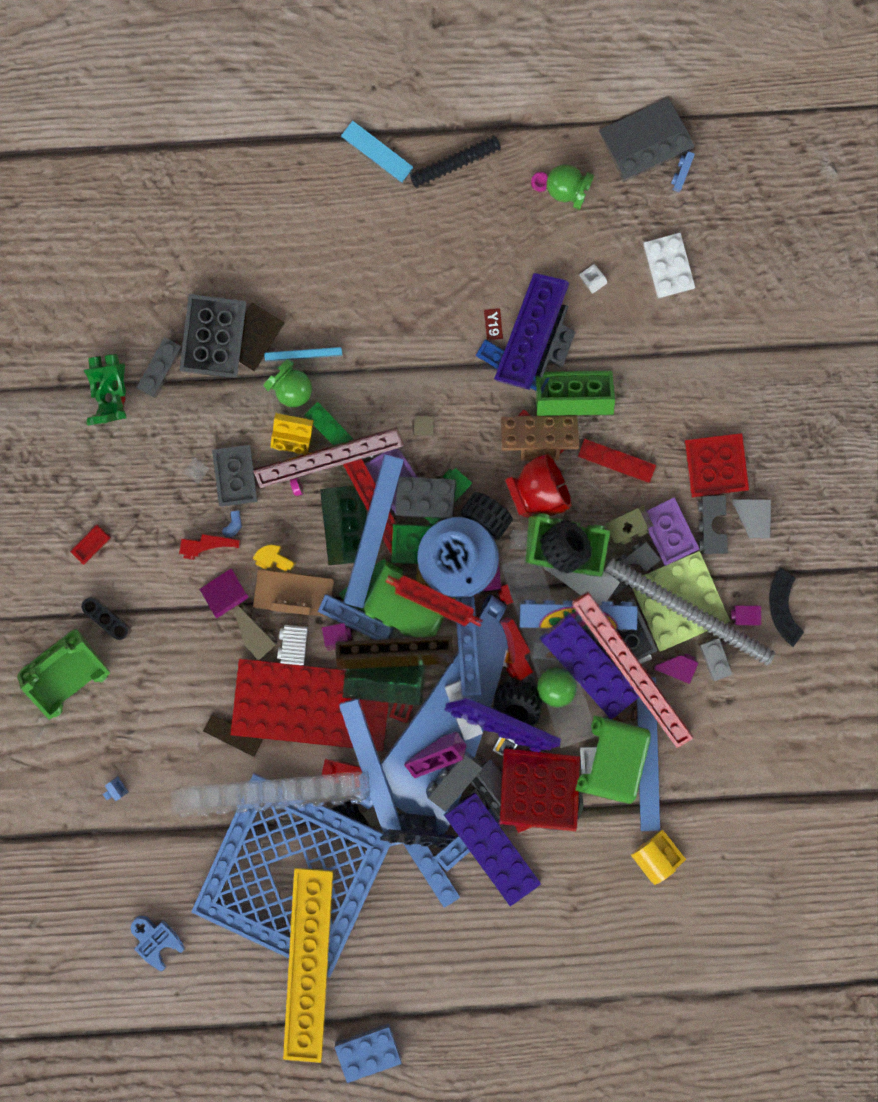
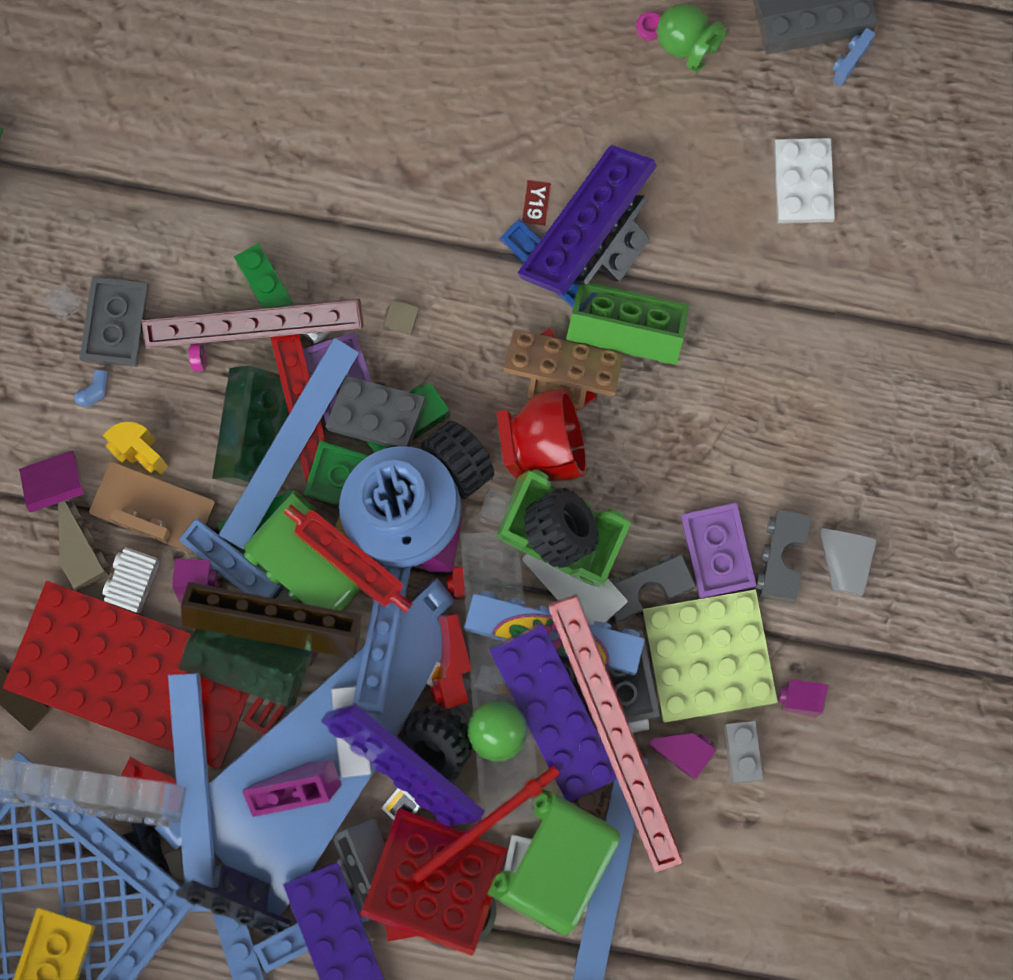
camera: 20 degrees right, 10 degrees down
(159, 367) = (37, 158): dark grey arch -> none
(193, 548) = (28, 409): red slope -> none
(212, 336) = (134, 120): dark grey slope -> none
(258, 335) = (194, 138): dark brown plate -> none
(290, 386) = (225, 213): bright green tile -> none
(291, 434) = (210, 280): yellow brick -> none
(303, 354) = (257, 177): medium azure tile -> none
(453, 781) = (308, 834): dark grey brick -> none
(587, 718) = (532, 788): none -> red bar
(593, 278) = (693, 173): white slope -> none
(616, 460) = (665, 433): red plate -> none
(638, 518) = (646, 525): olive brick -> none
(687, 610) = (722, 672): light grey piece -> none
(716, 465) = (809, 472): red plate -> none
(779, 607) = (855, 703): black tile -> none

